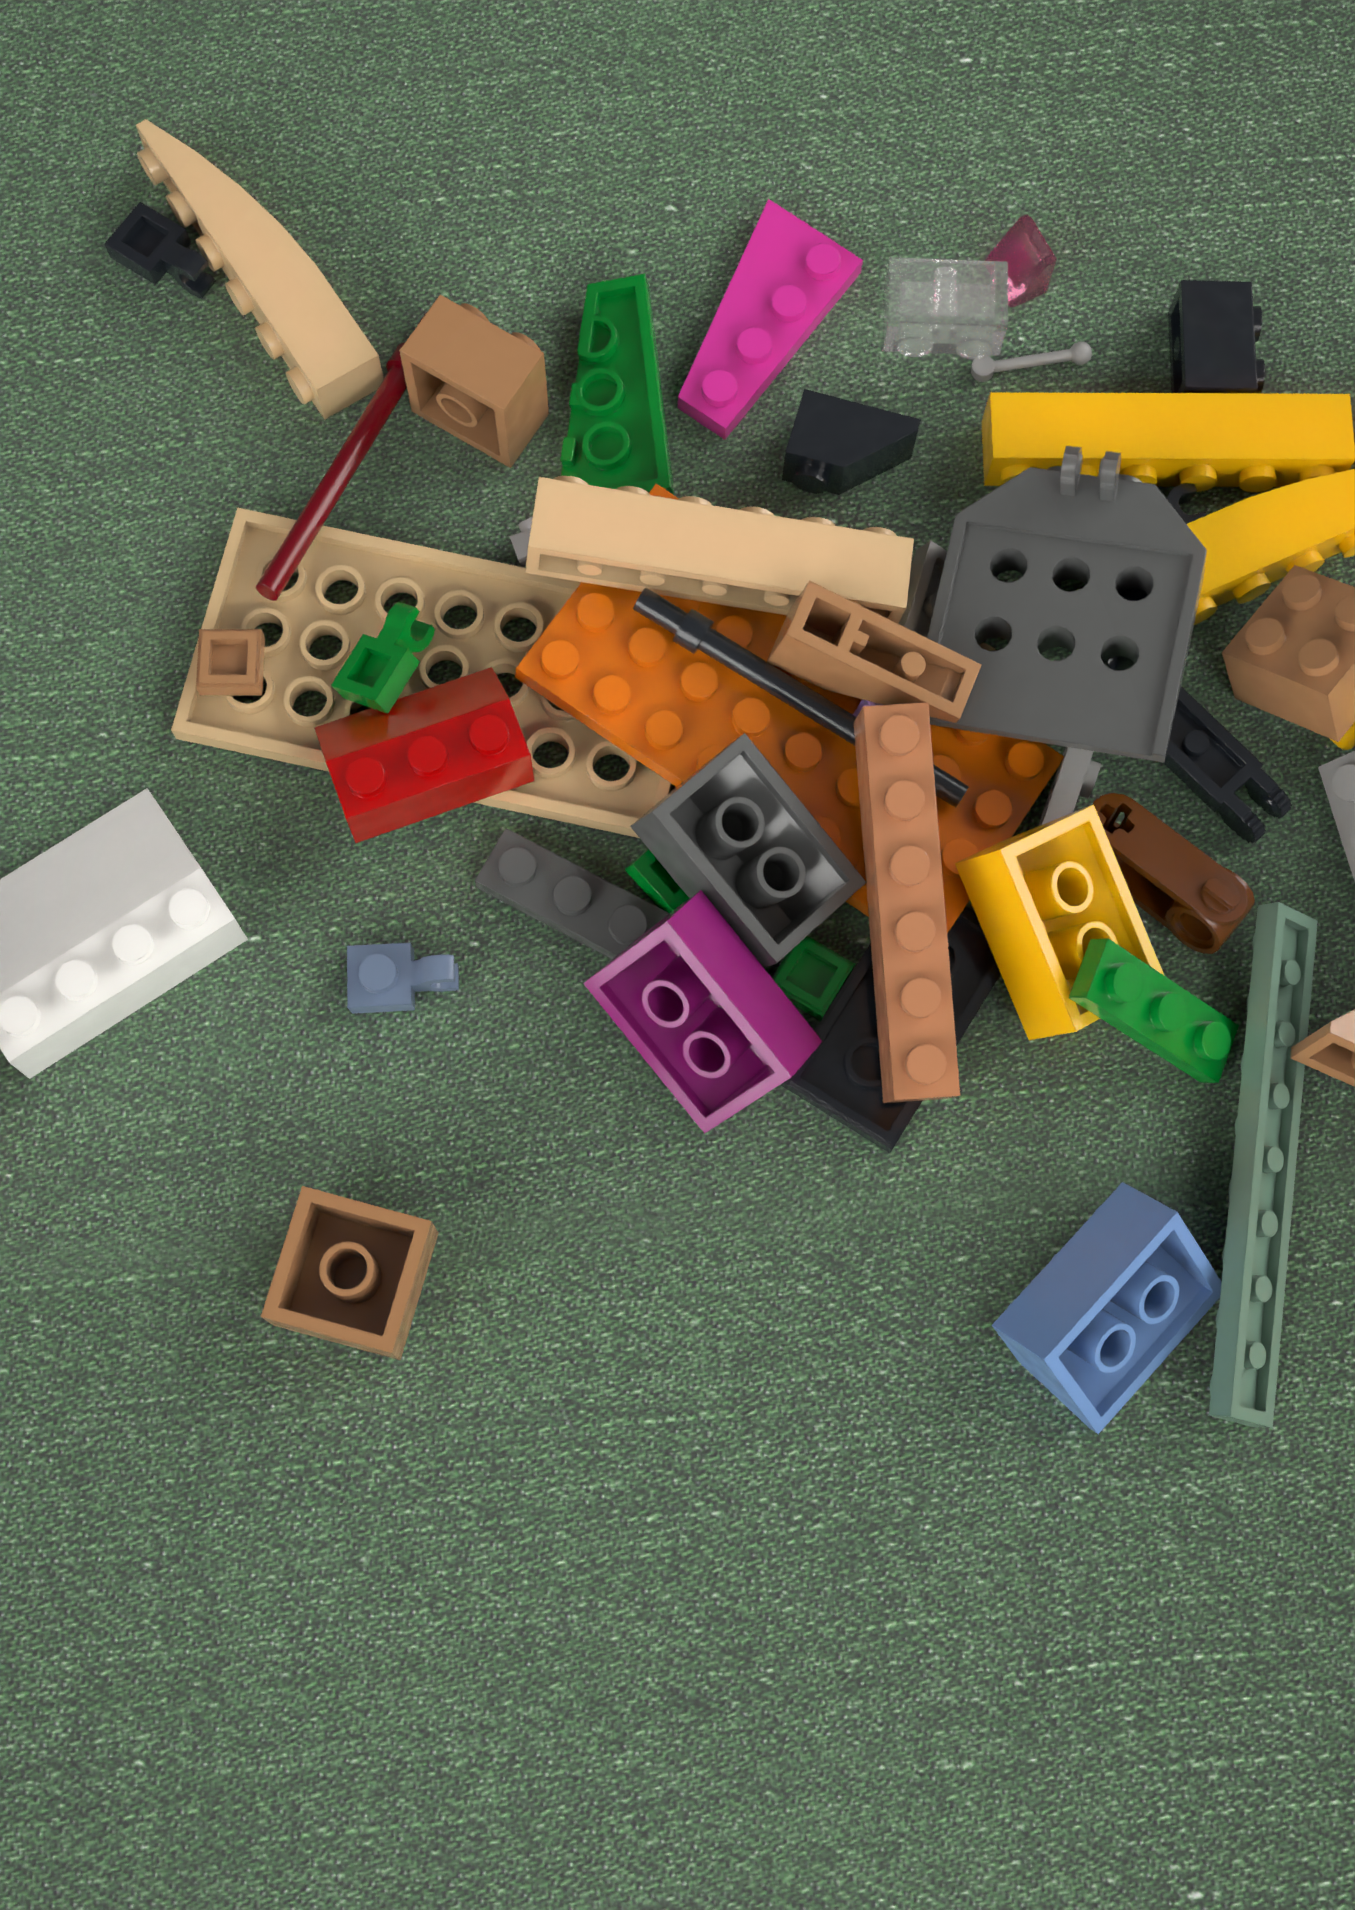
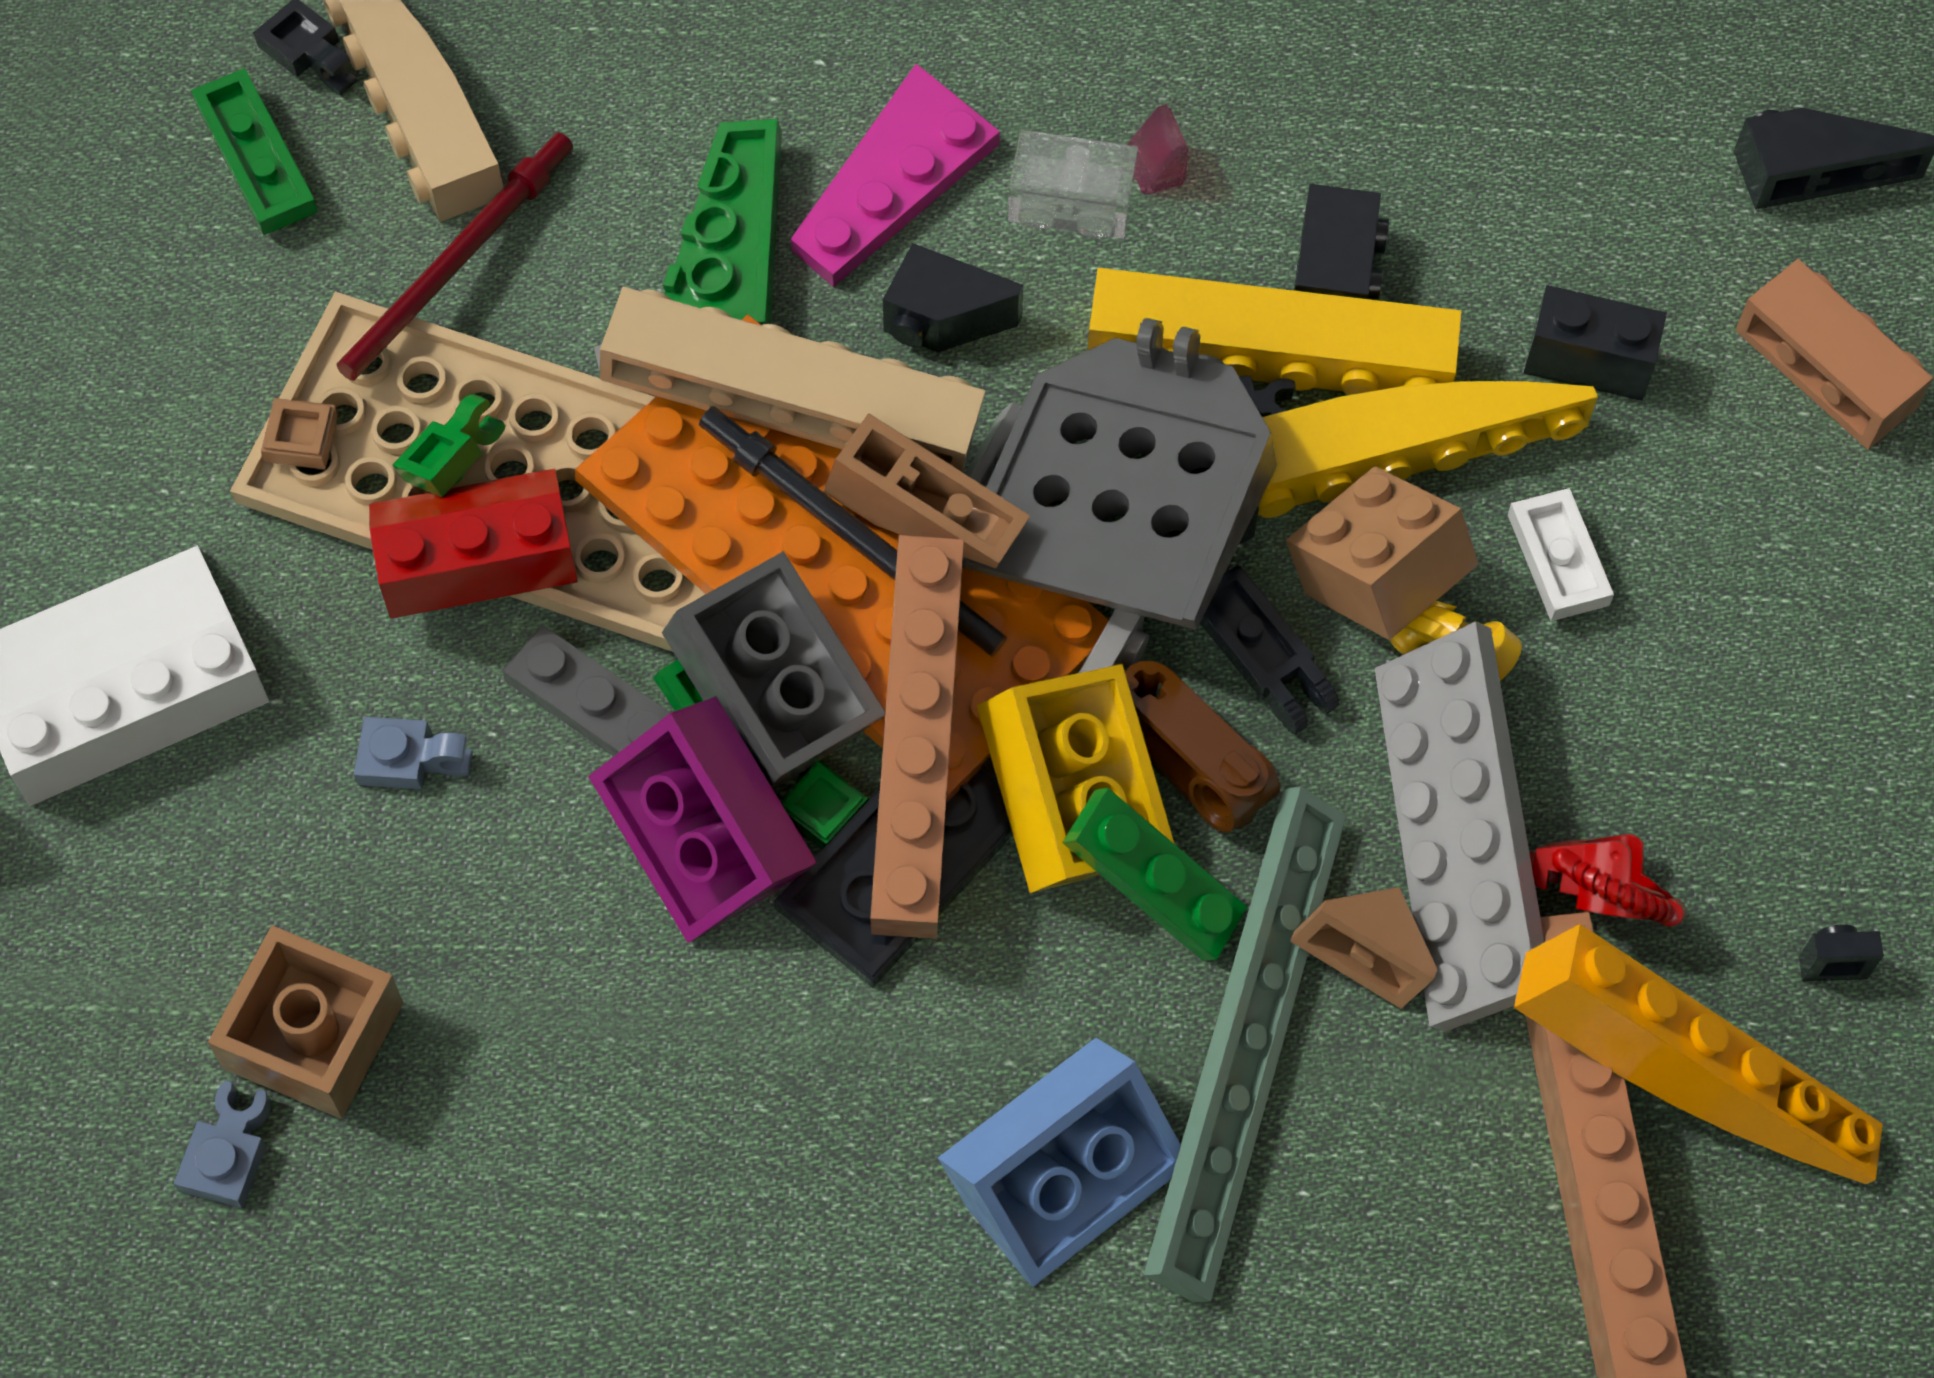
camera: 10 degrees right, 10 degrees down
(128, 368) = (254, 151): none -> green plate
(290, 1416) = (225, 1156): none -> sand blue plate
(476, 379) = (589, 198): medium nougat brick -> none
(984, 368) = (1107, 248): light grey hinge -> none

